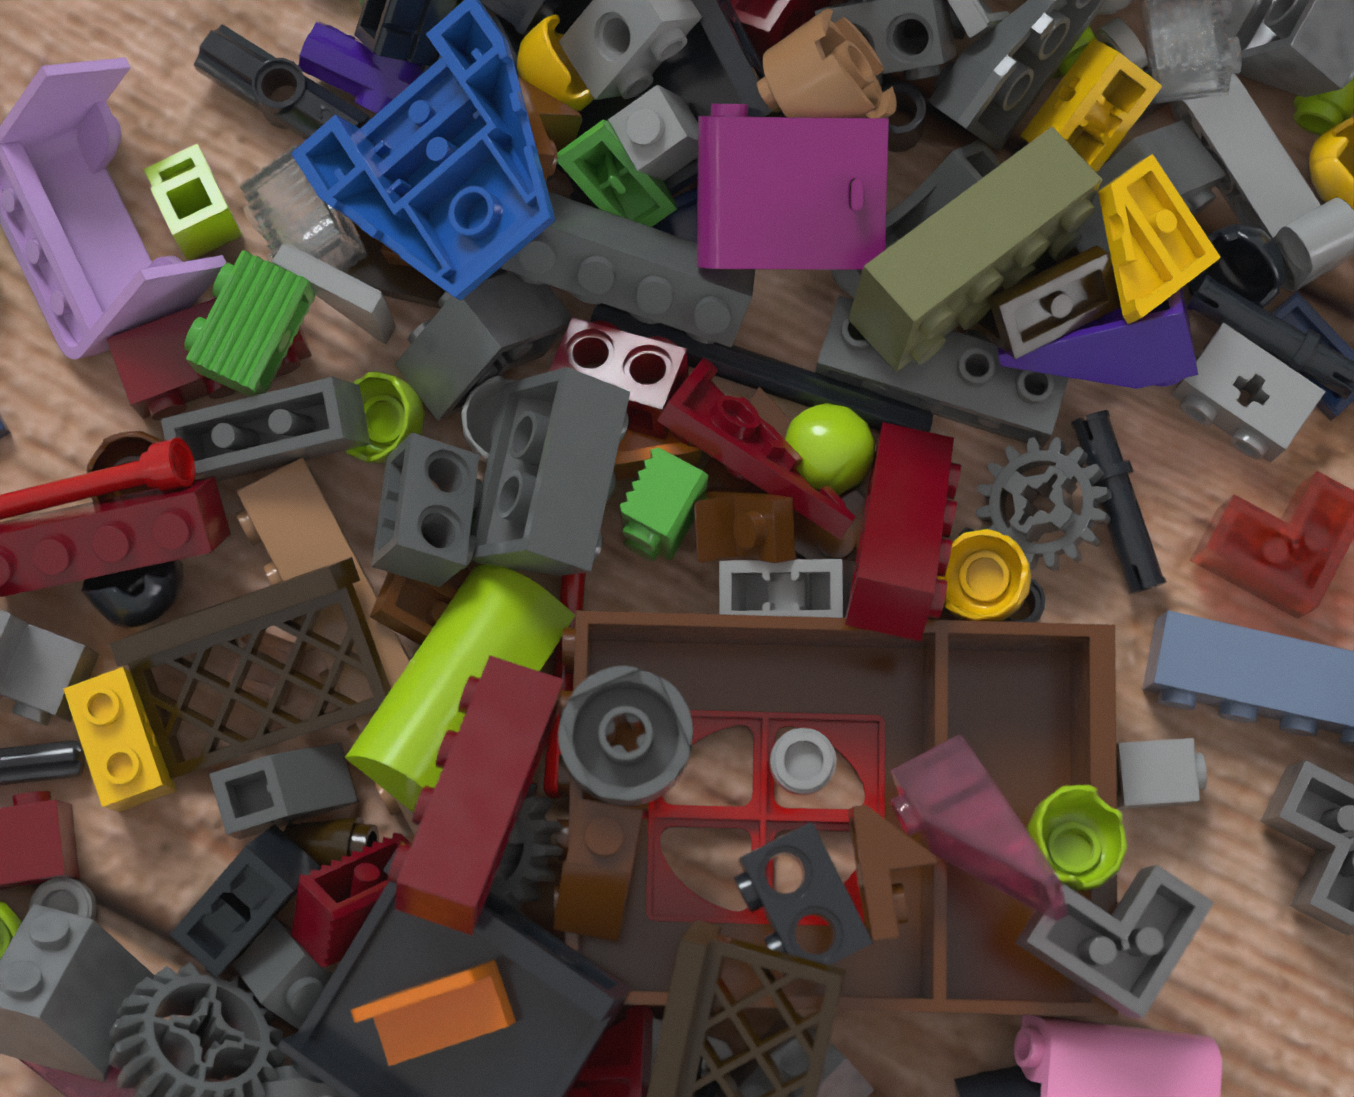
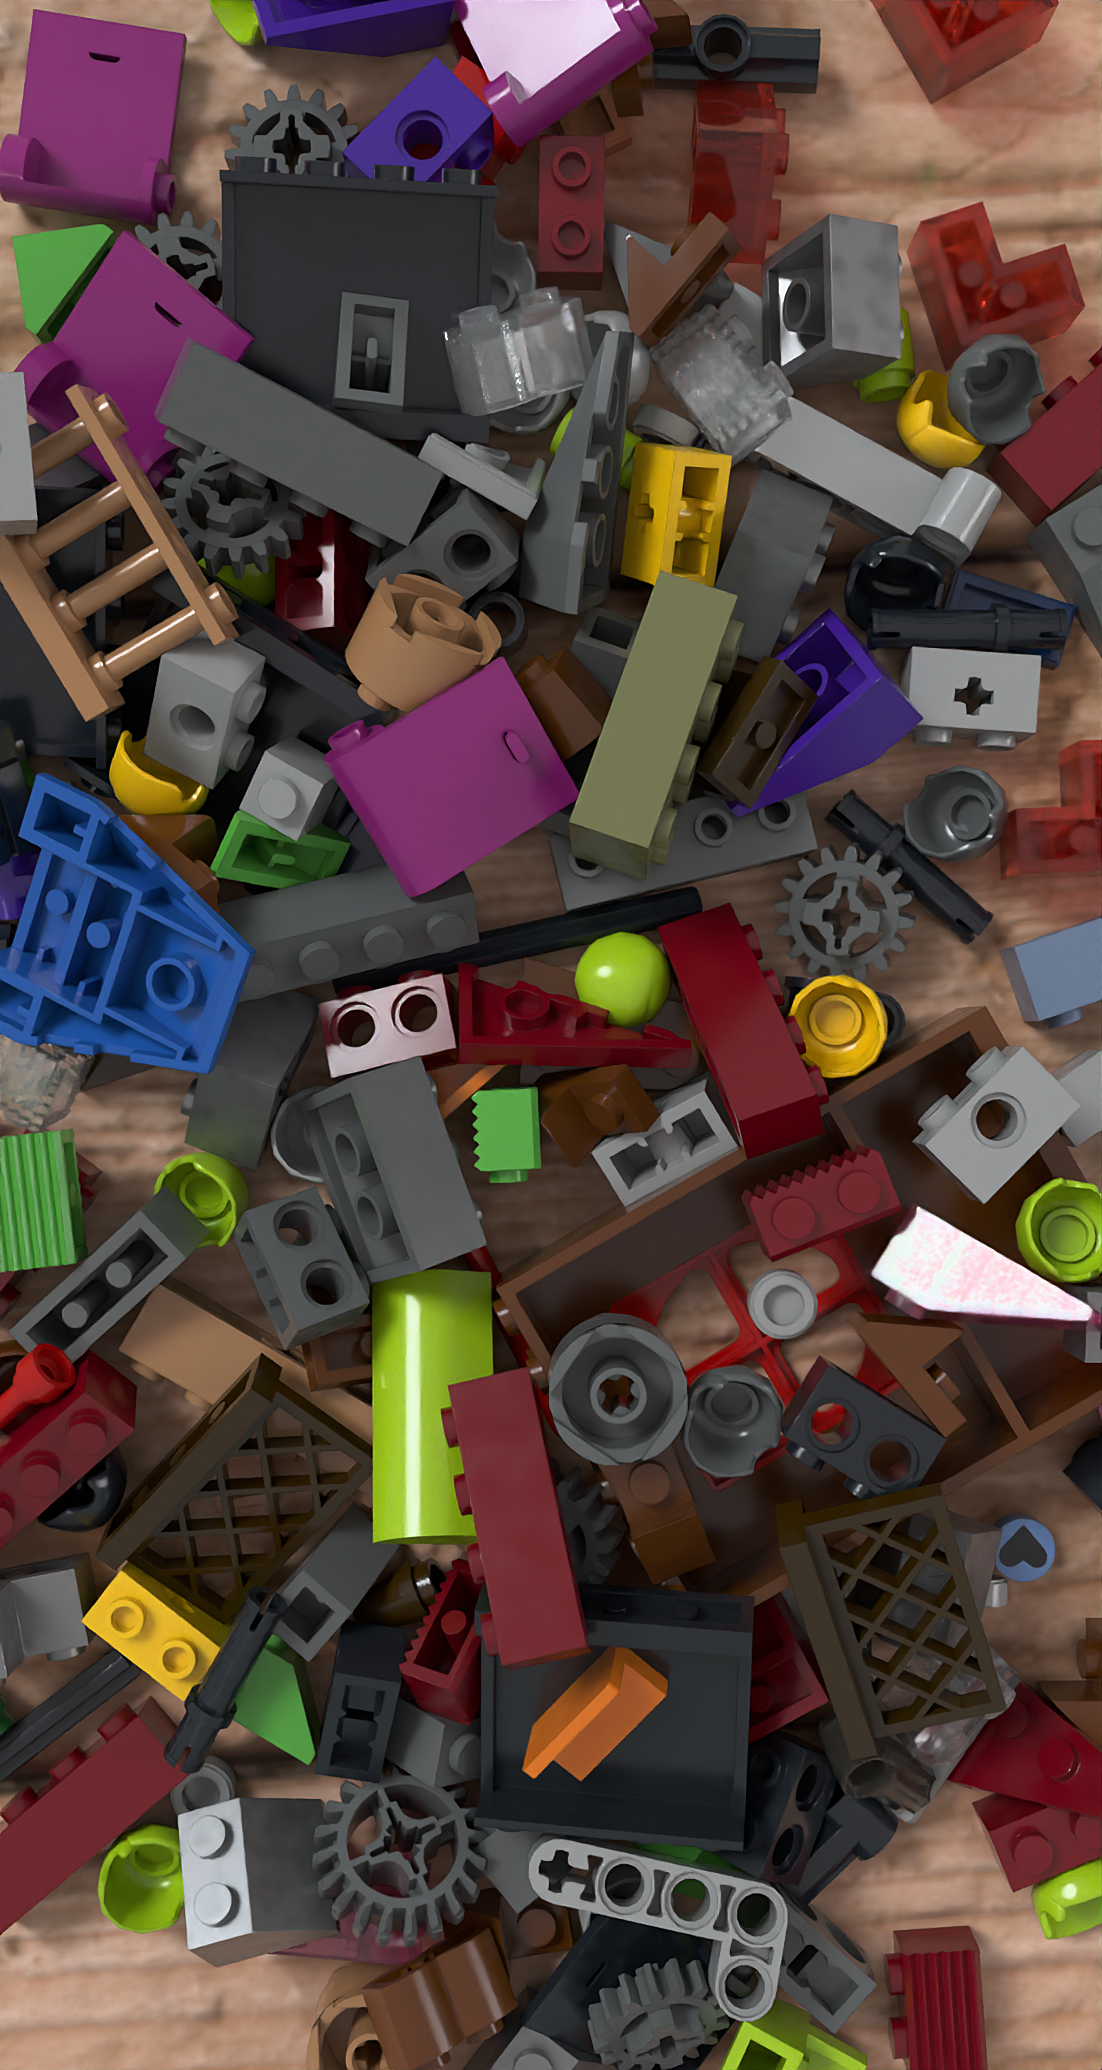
camera: 35 degrees left, 10 degrees up
(127, 818) = (212, 1703): none -> black pin
(173, 845) = (280, 1701): none -> bright green slope
(341, 291) = (87, 1114): light grey tile -> none
(702, 823) = (730, 1421): none -> dark grey hair
(885, 690) = (821, 1202): none -> dark red brick
(915, 187) = (565, 700): none -> reddish brown brick
(1106, 705) = (1033, 1111): none -> light grey brick
(1151, 238) = (811, 620): yellow wing -> none
(1182, 481) = (957, 815): none -> dark grey hair

